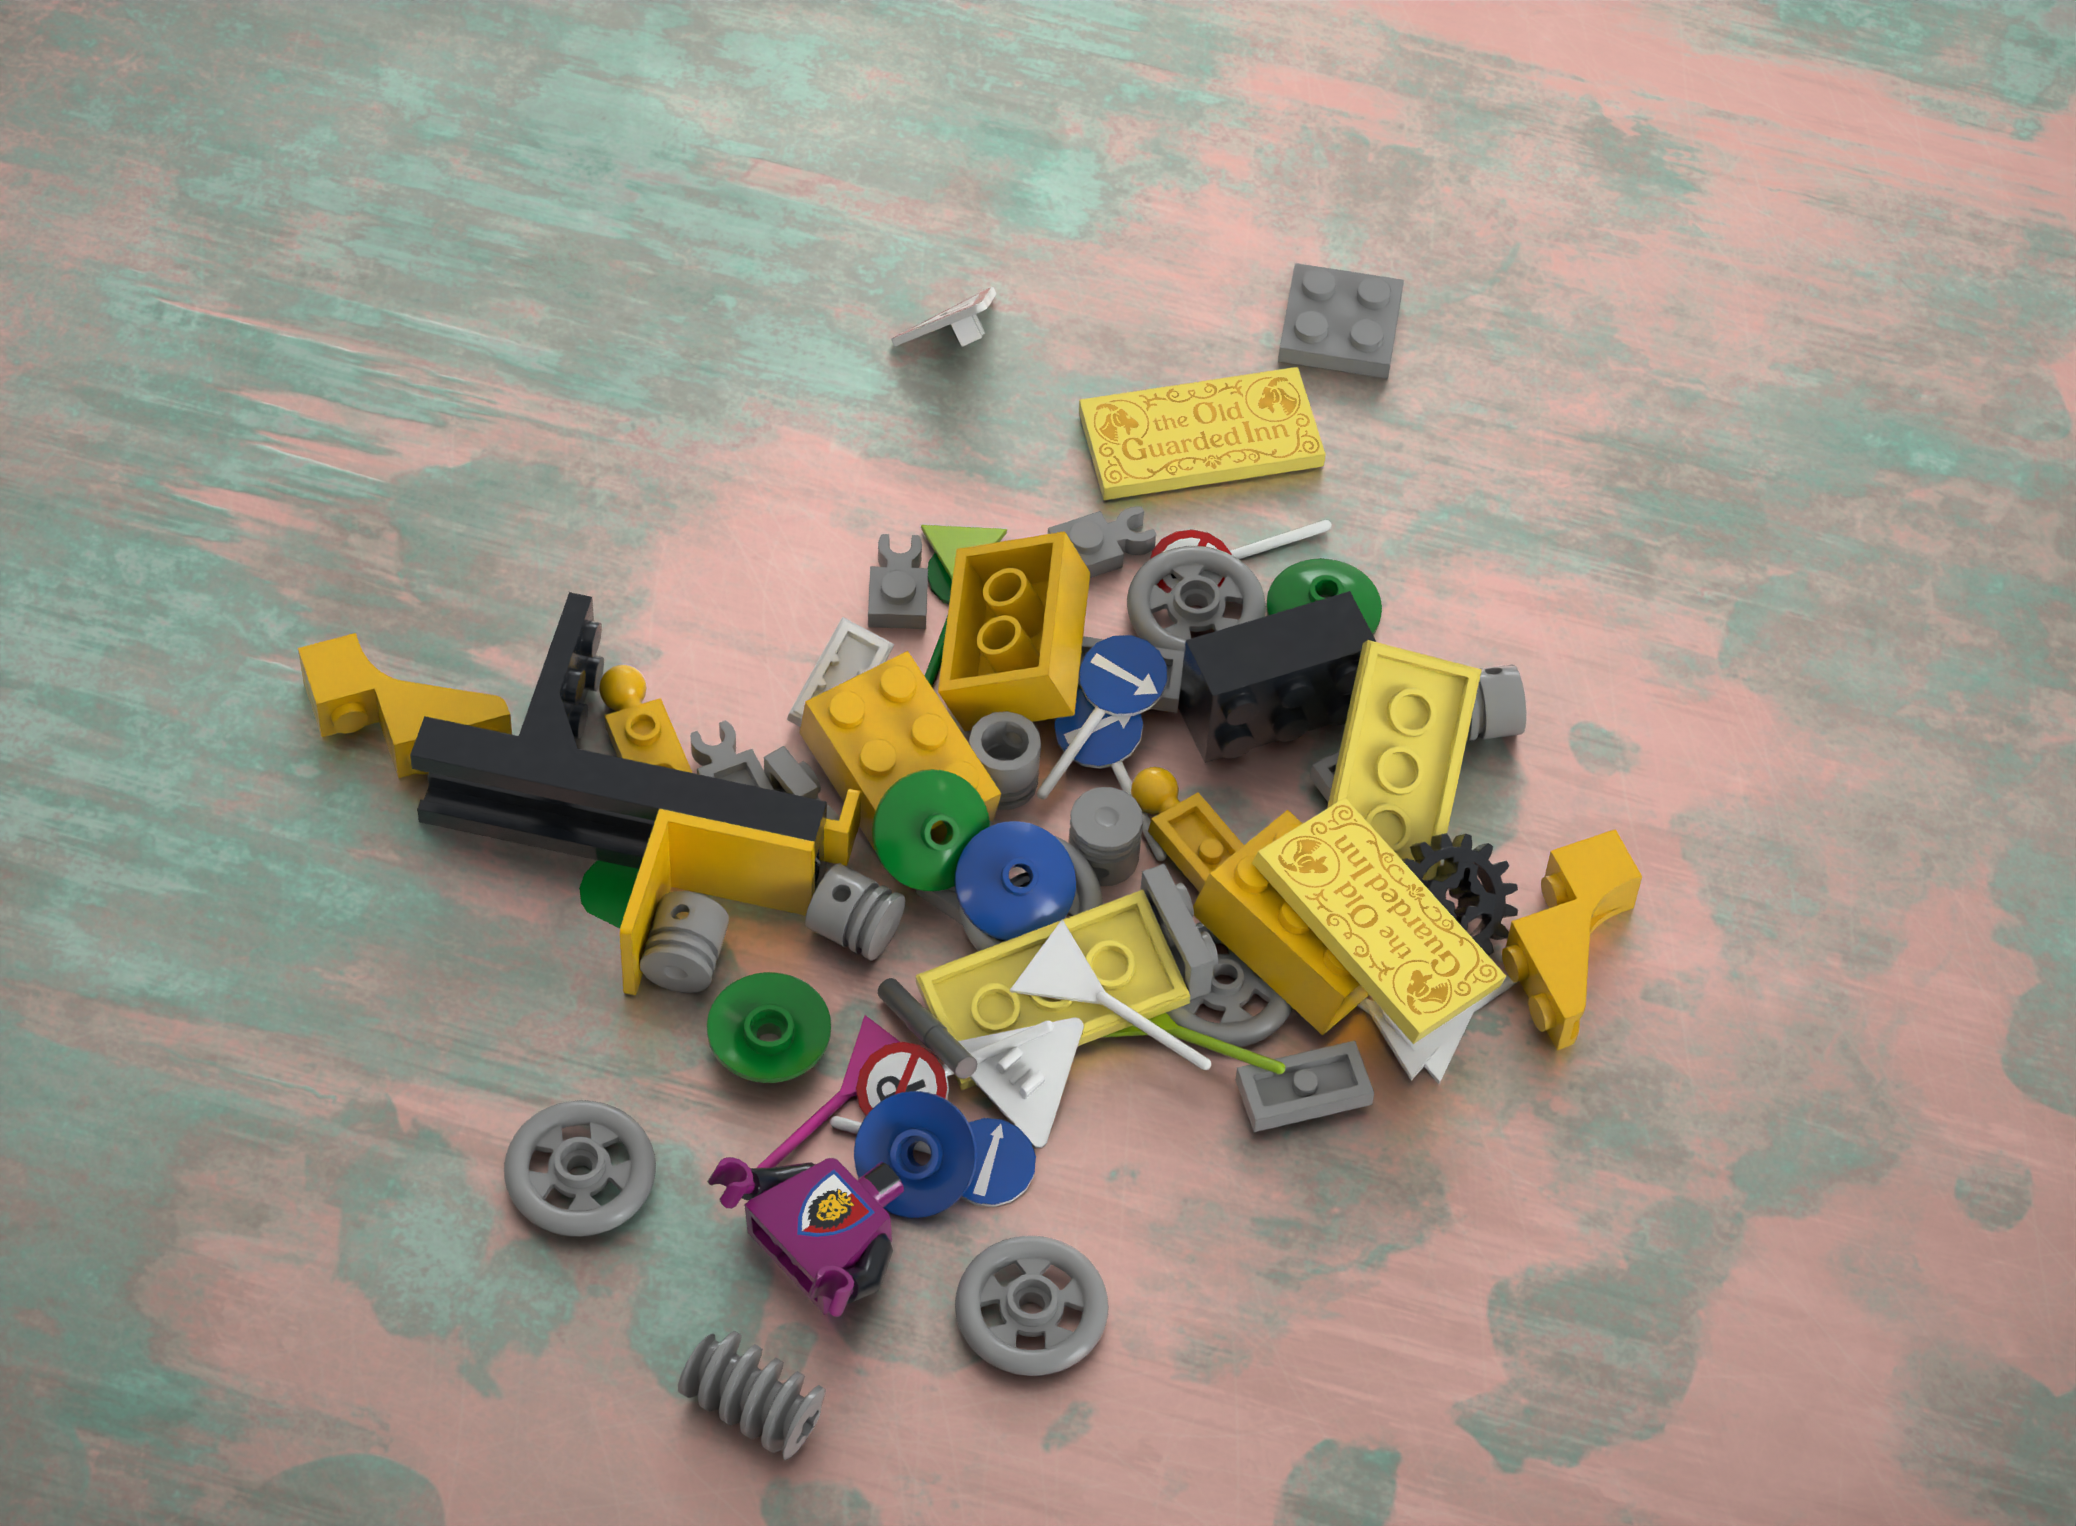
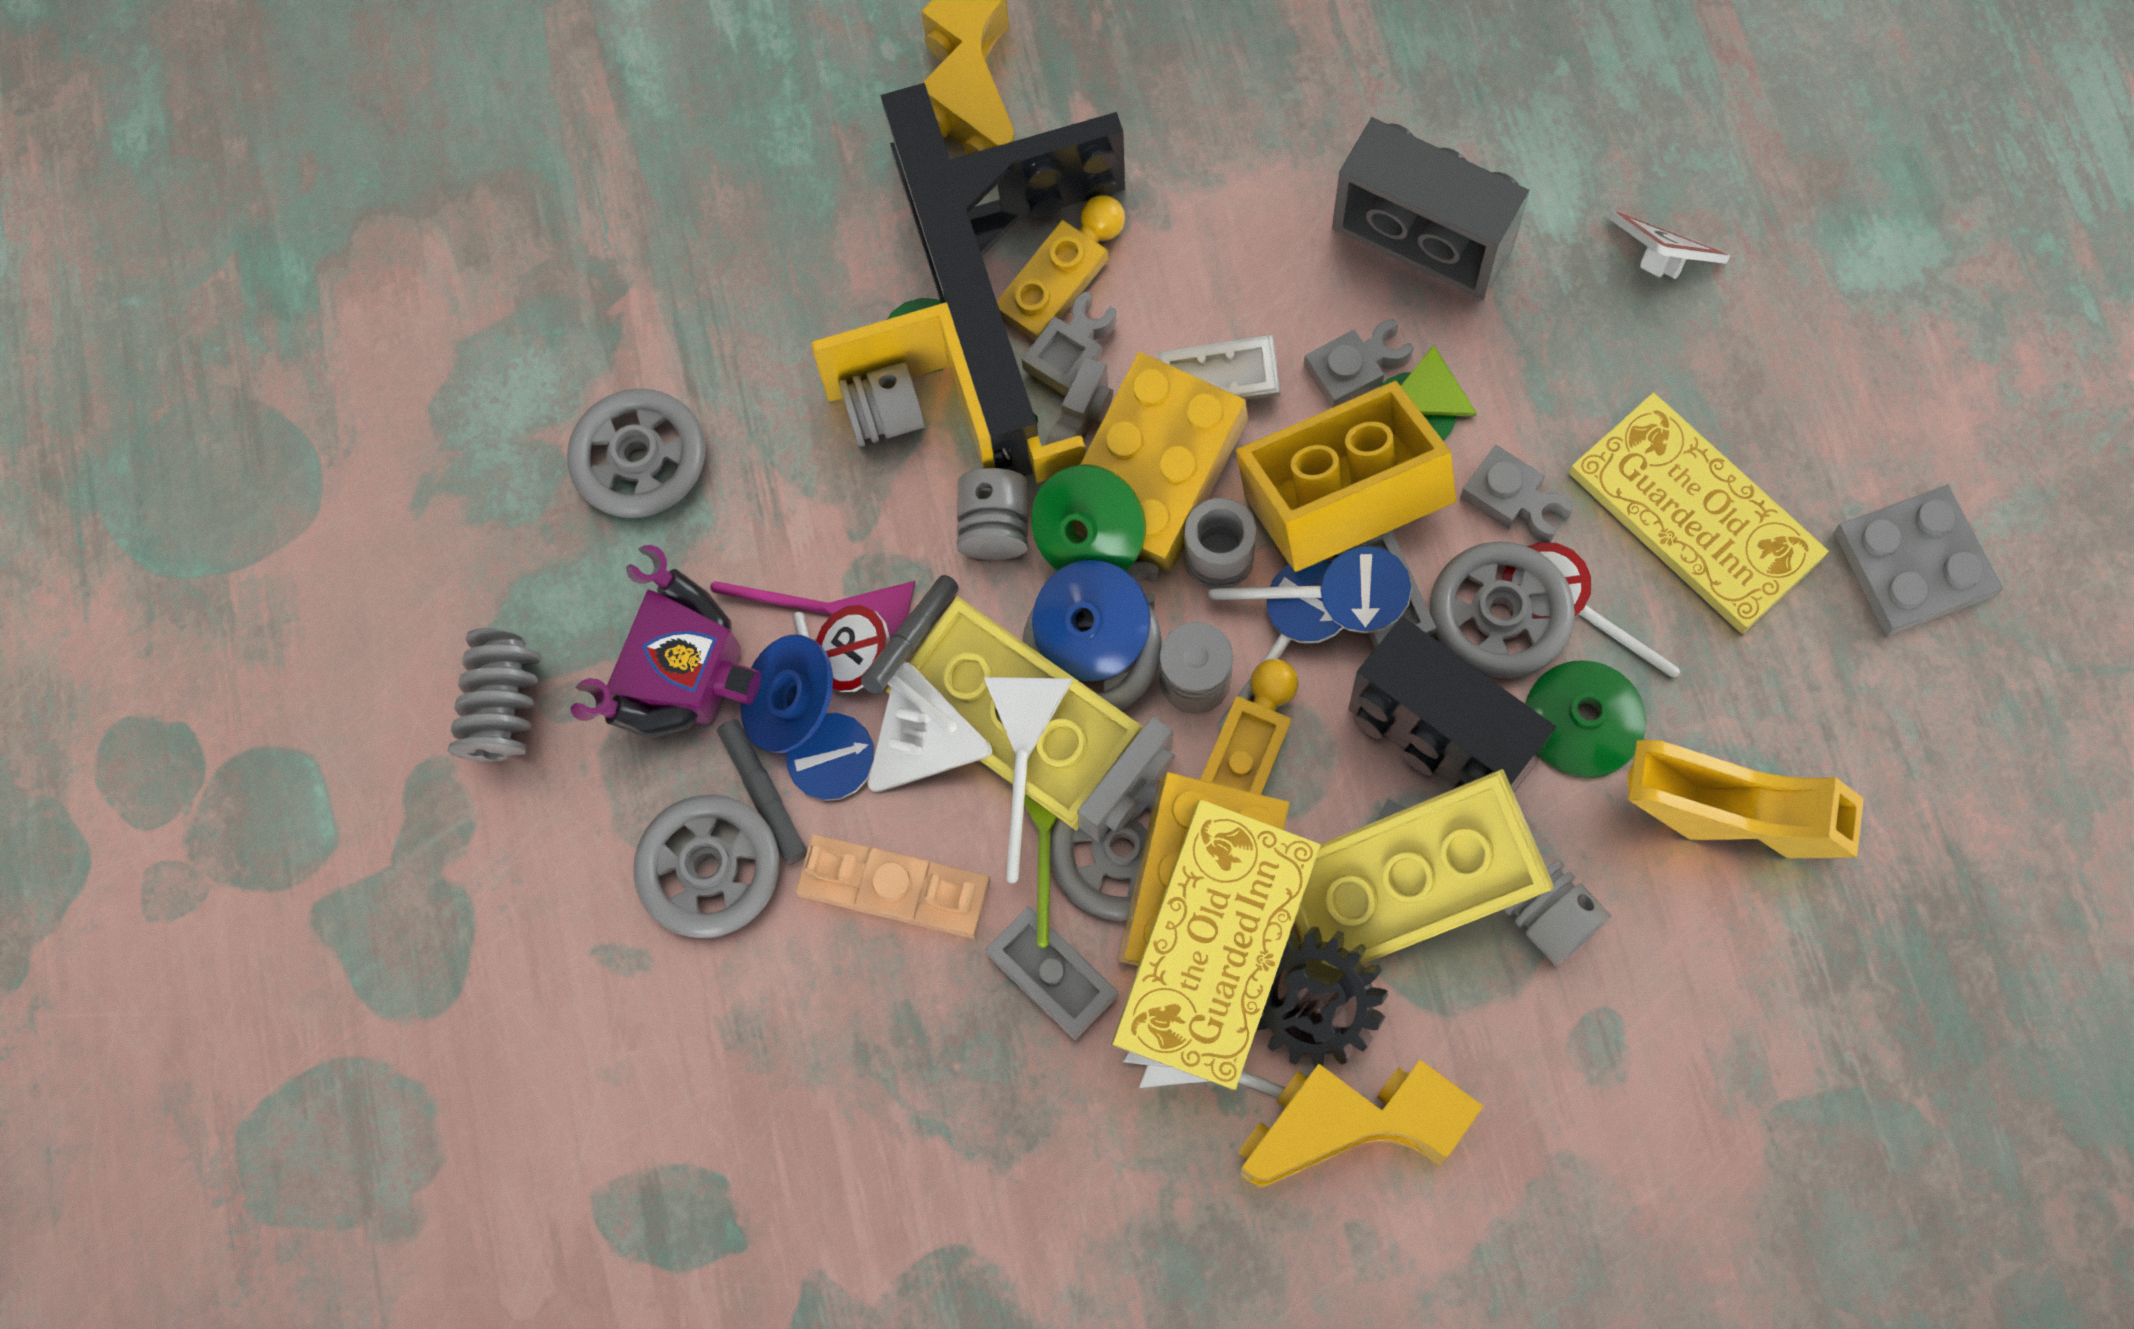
camera: 70 degrees right, 15 degrees up
(769, 1006) = (837, 490): green dish -> none
(811, 445) = (1428, 207): none -> dark grey brick
(981, 1229) = (762, 791): none -> dark grey piece
(1144, 1172) = (893, 886): none -> light nougat plate
(1465, 540) = (1727, 801): none -> yellow arch

